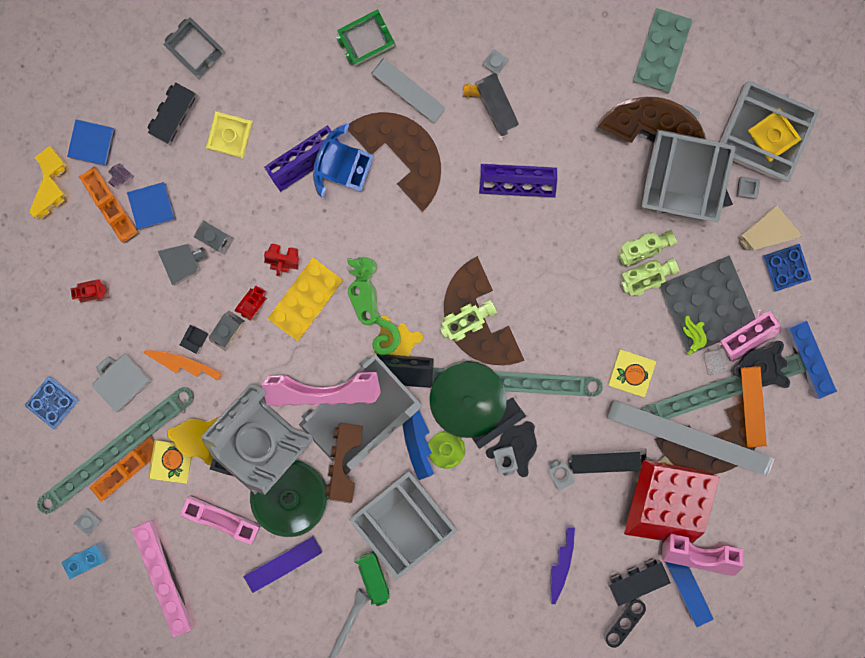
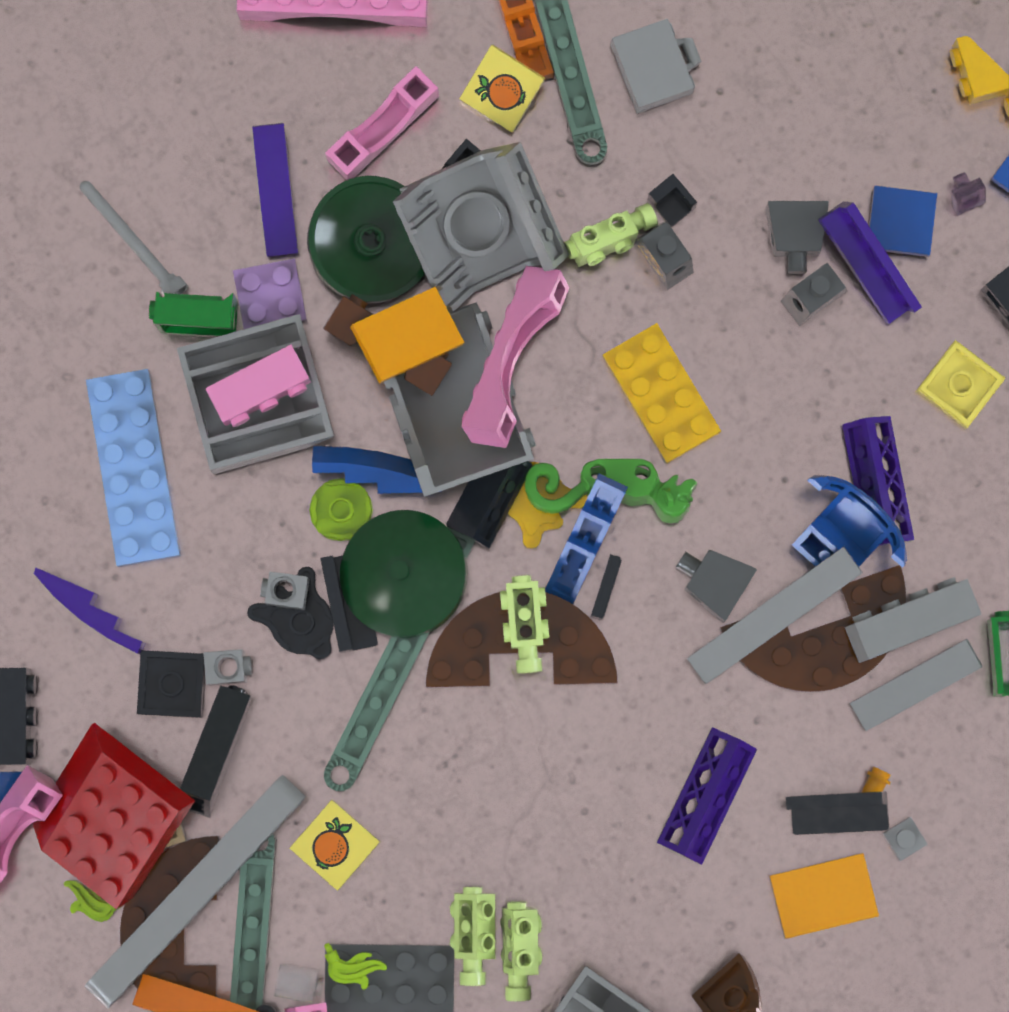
camera: 110 degrees right, 5 degrees down
(88, 291) = (811, 74): red hips -> none
(108, 204) = (929, 159): orange slope -> none
(177, 362) = (647, 161): orange slope -> none
(182, 214) = (869, 261): none -> dark purple fence
(188, 438) = (525, 124): yellow tile -> none
(229, 365) = (610, 237): none -> yellowish green brick
(251, 303) = (690, 308): red hips -> none
(281, 262) = (734, 378): red hips -> none
(335, 454) = (407, 335): none -> light orange tile
(342, 542) = (269, 293): none -> lavender plate
(374, 106) = (912, 620): none -> light grey brick
(398, 224) = (716, 581): none -> dark grey torso
(400, 524) = (258, 386): none -> bright pink brick
(404, 184) = (775, 615): none -> light grey tile
(405, 306) = (586, 538): none -> blue slope
(427, 284) = (606, 587): none -> black tile
(472, 575) = (133, 467): none -> light blue plate
(545, 93) = (824, 895): none -> light orange tile
(583, 501) = (171, 684): none -> black plate
(721, 494) = (89, 902): none -> lime piece

